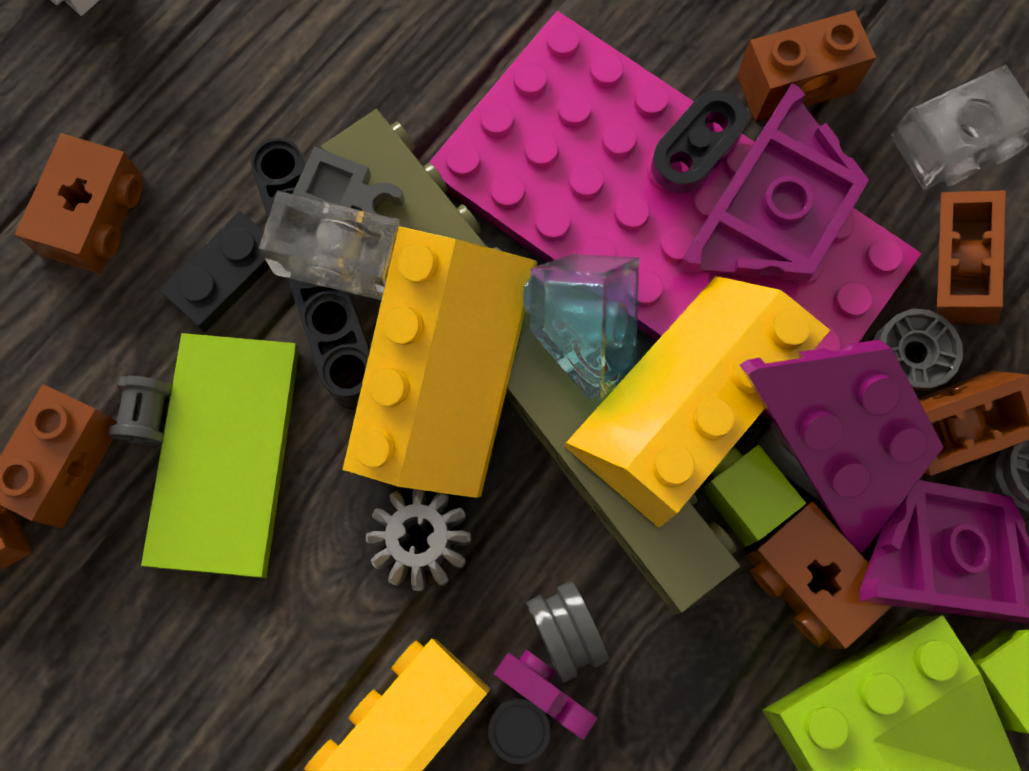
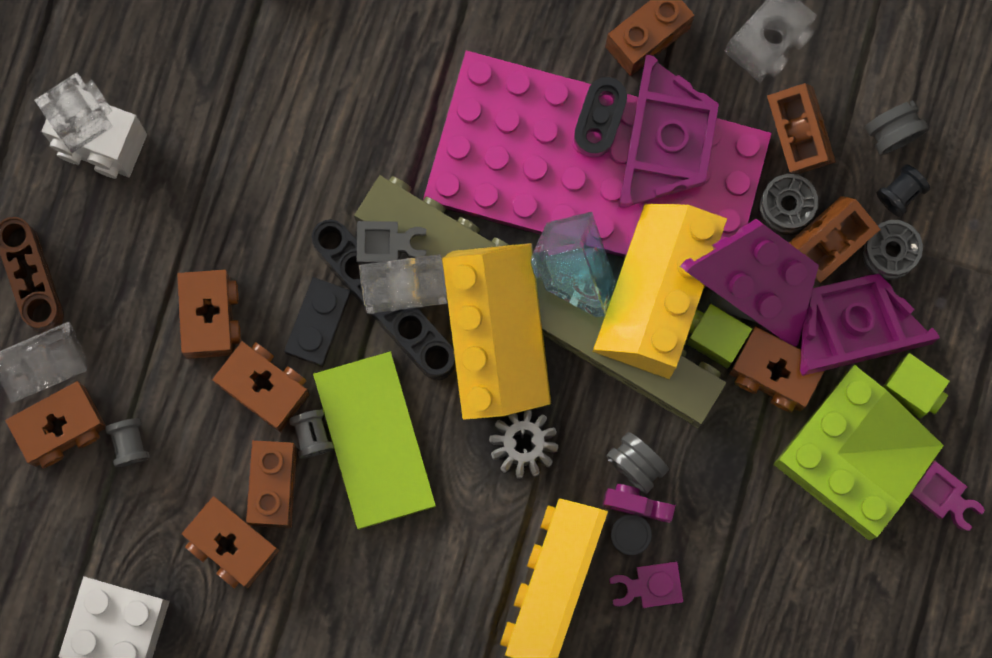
camera: 25 degrees left, 5 degrees up
(82, 302) = (272, 406): none -> dark orange brick

